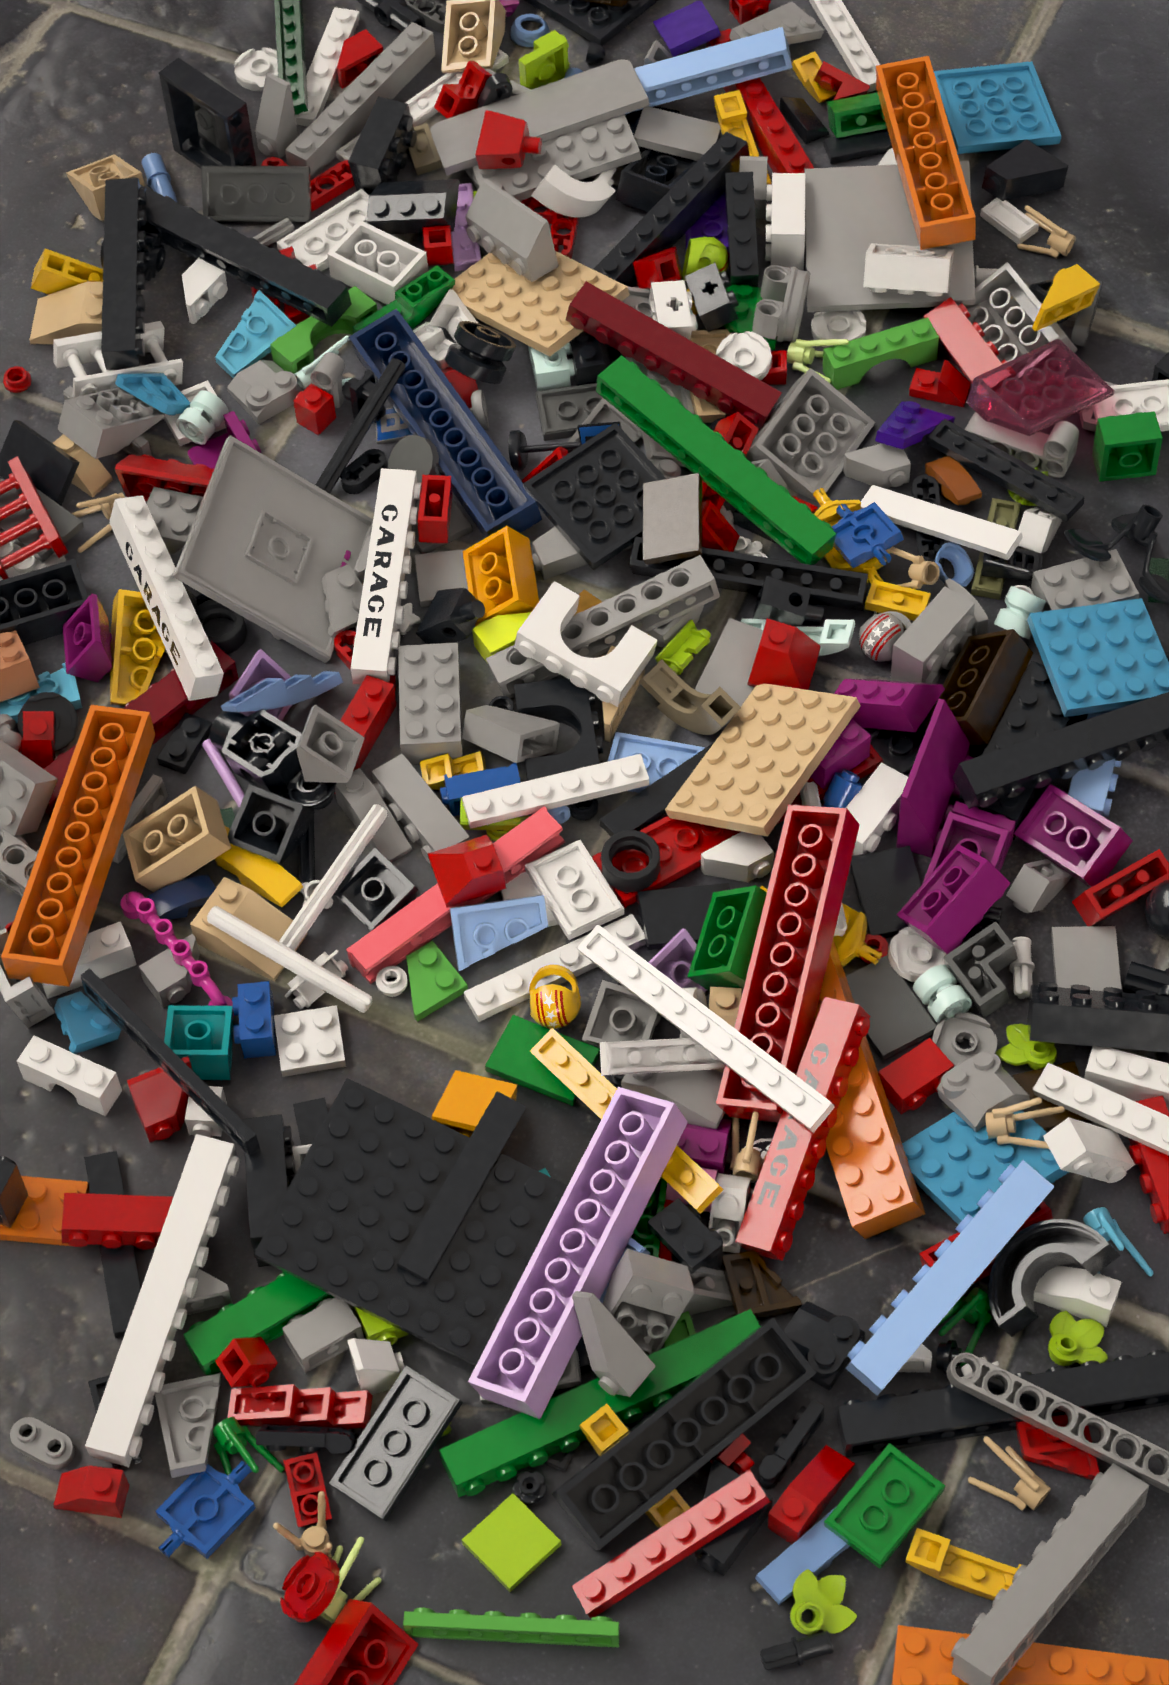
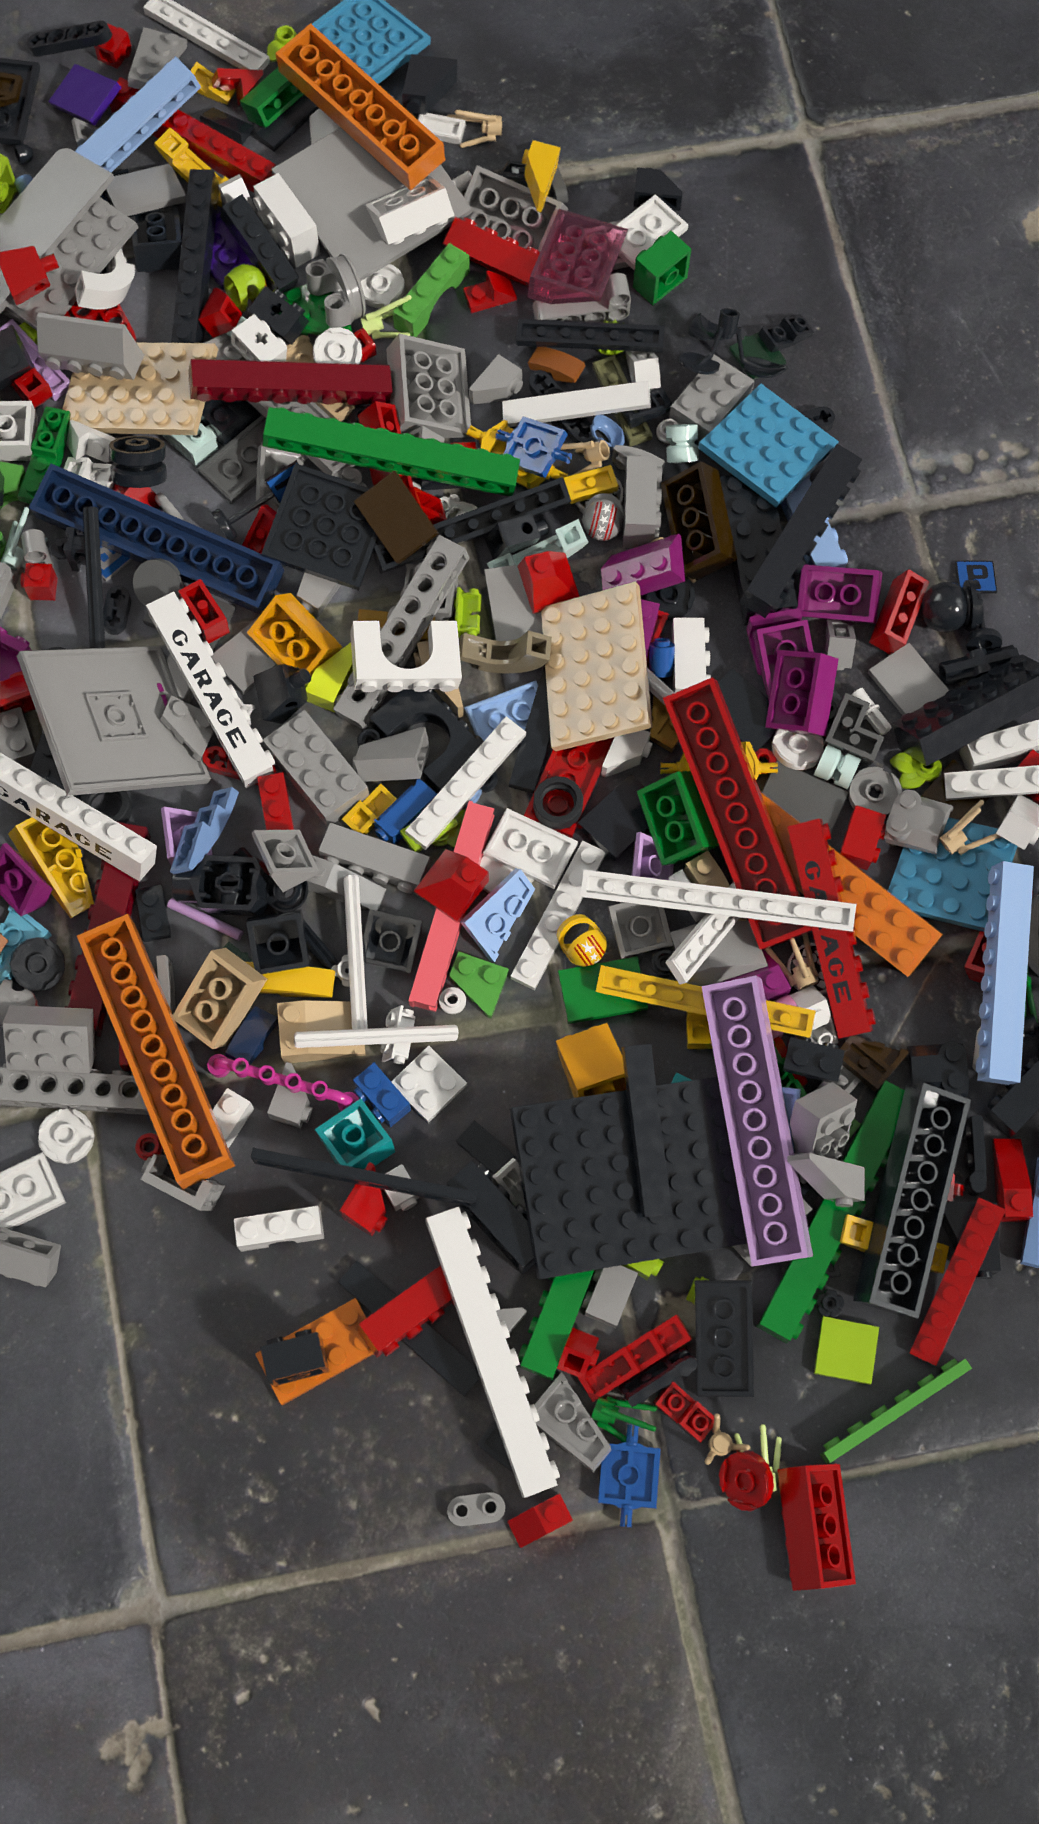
camera: 40 degrees left, 15 degrees up
(39, 737) = (43, 983): red slope -> none
(84, 1023) = (256, 1182): dark azure wing -> none
(375, 1364) = (668, 1293): white slope -> none
(909, 425) = (497, 337): dark purple wing -> none
(930, 784) = (721, 614): magenta slope -> none

